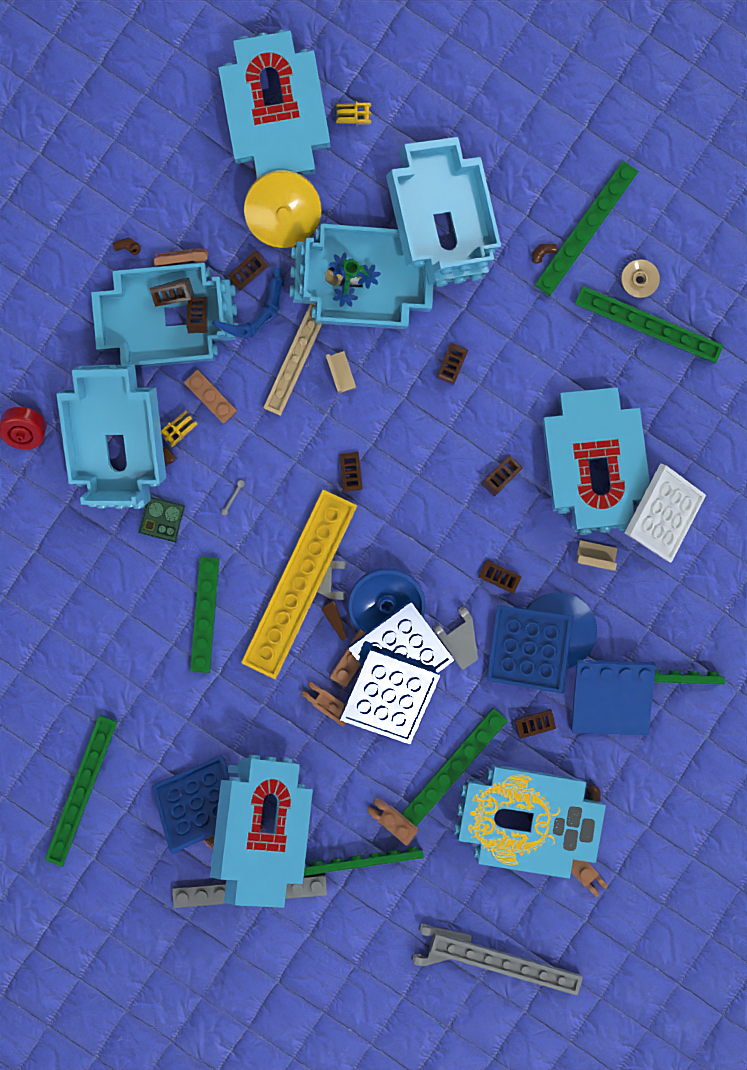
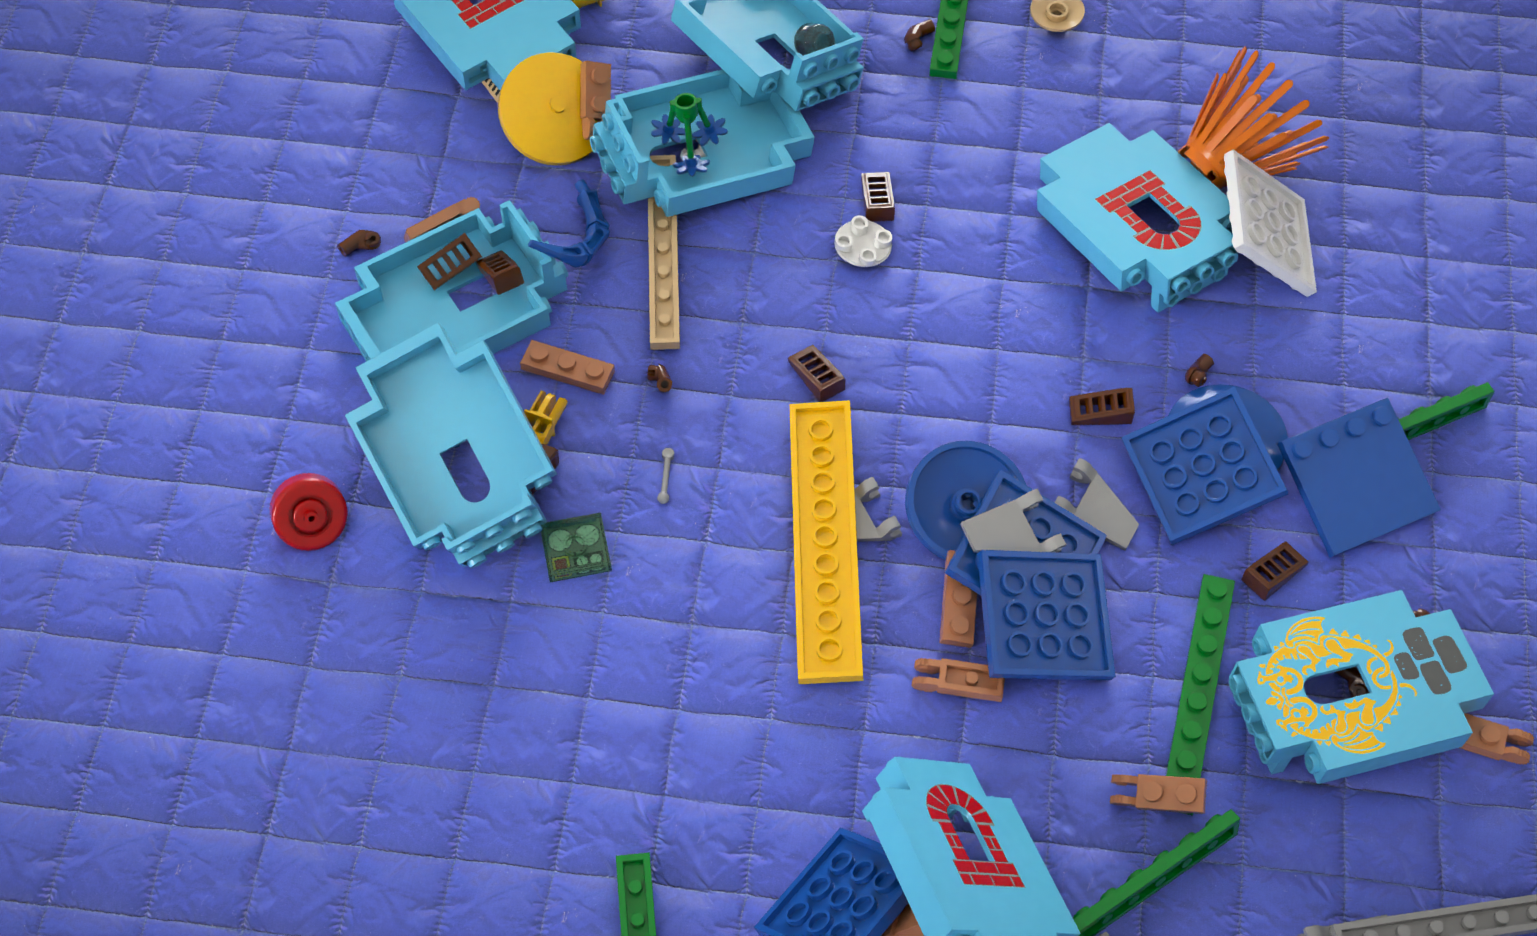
camera: 25 degrees left, 30 degrees down
(205, 614) = (708, 646): green plate -> none
(250, 260) = (552, 183): reddish brown slope -> none
(260, 436) = (659, 374): none -> reddish brown arm
(309, 216) = (594, 94): none -> nougat hinge
(332, 614) = (902, 559): reddish brown slope -> none
(341, 372) = (732, 263): tan panel -> none
(394, 641) = (1008, 528): none -> light grey flag
(424, 395) = (863, 242): none -> white dish
(467, 237) = (812, 38): none -> clear smoke head
(487, 484) = (1024, 293): reddish brown slope -> none
(564, 583) = (1196, 373): none -> reddish brown arm
(596, 555) = (1215, 328): tan panel -> none
(649, 325) = (1100, 52): green plate -> none
(682, 451) = (1220, 130): none -> orange plant

